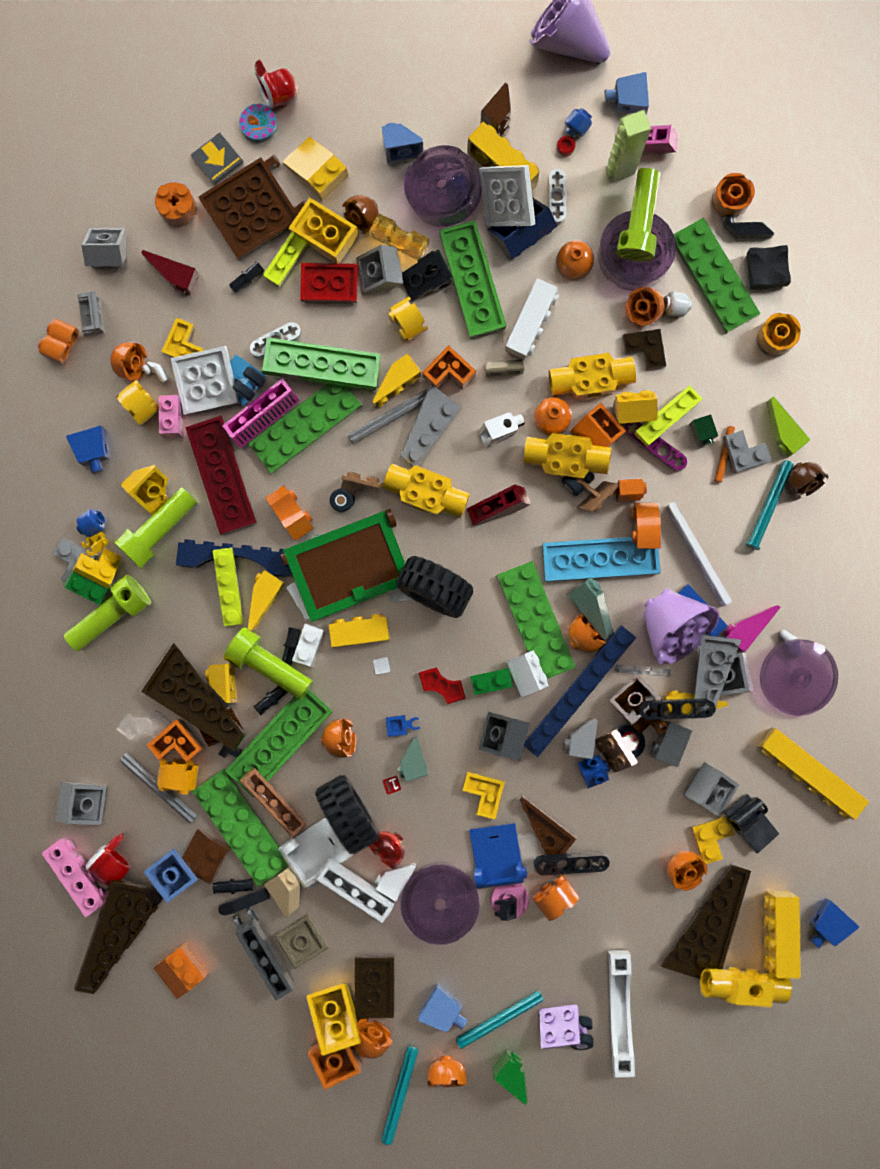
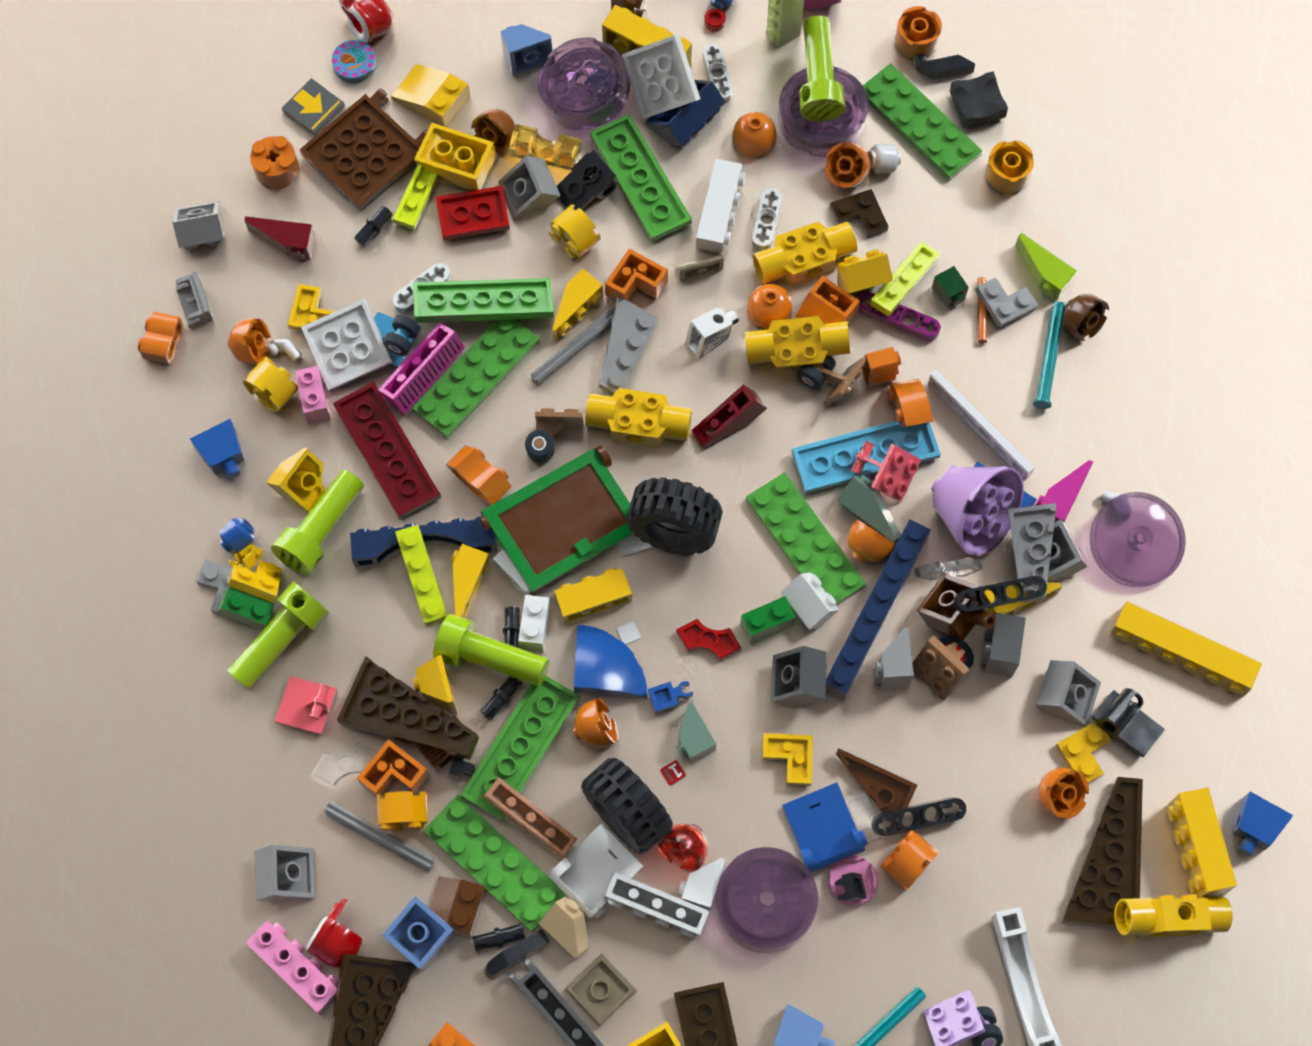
camera: 15 degrees left, 15 degrees down
(120, 672) = (305, 705): none -> coral plate
(357, 689) = (606, 666): none -> blue brick
(578, 327) = (764, 210): none -> white beam
(594, 771) = (919, 699): blue brick -> none
(619, 583) = (894, 472): none -> coral plate

